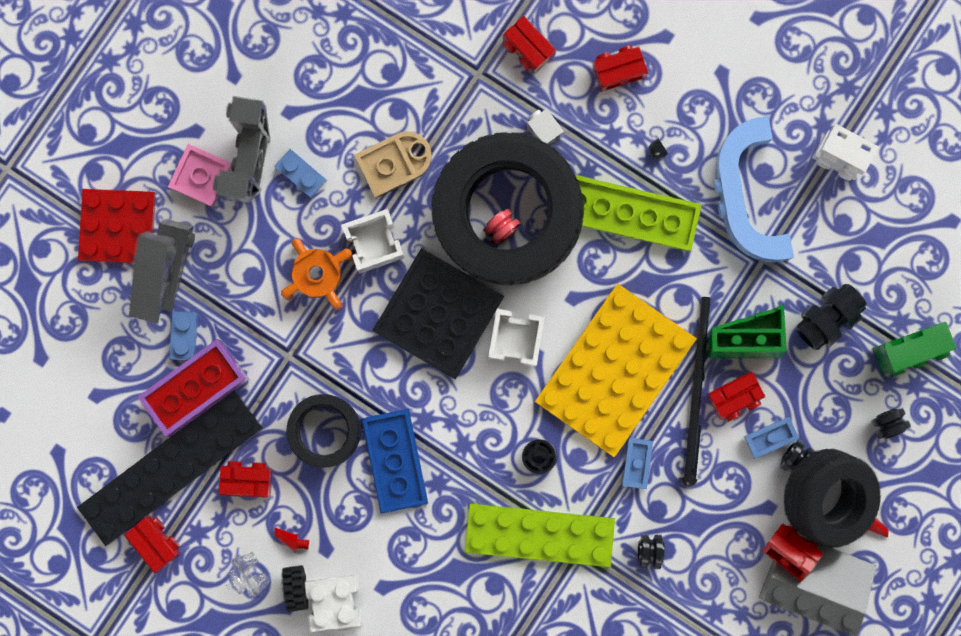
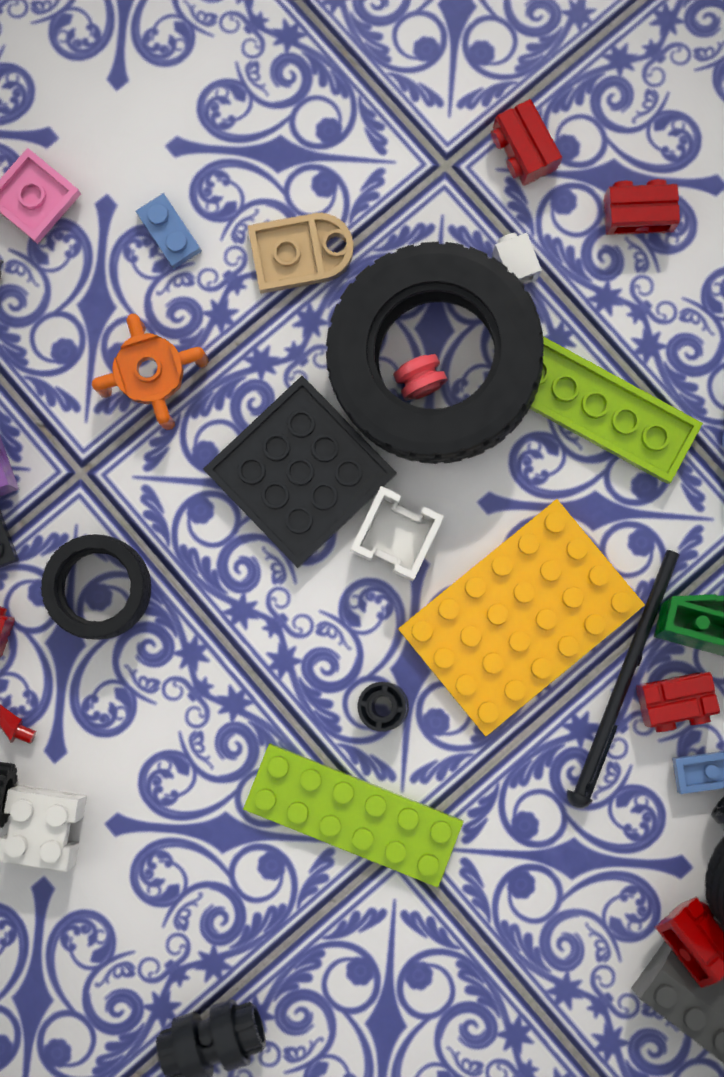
camera: 15 degrees right, 0 degrees up
(251, 123) = (109, 169): dark grey wedge -> none
(373, 241) = (238, 347): white piece -> none
(394, 461) = (183, 656): blue tile -> none
(637, 463) = (515, 754): medium blue plate -> none
(651, 551) = (500, 882): black wheel -> none
(657, 150) = (662, 332): black hinge -> none

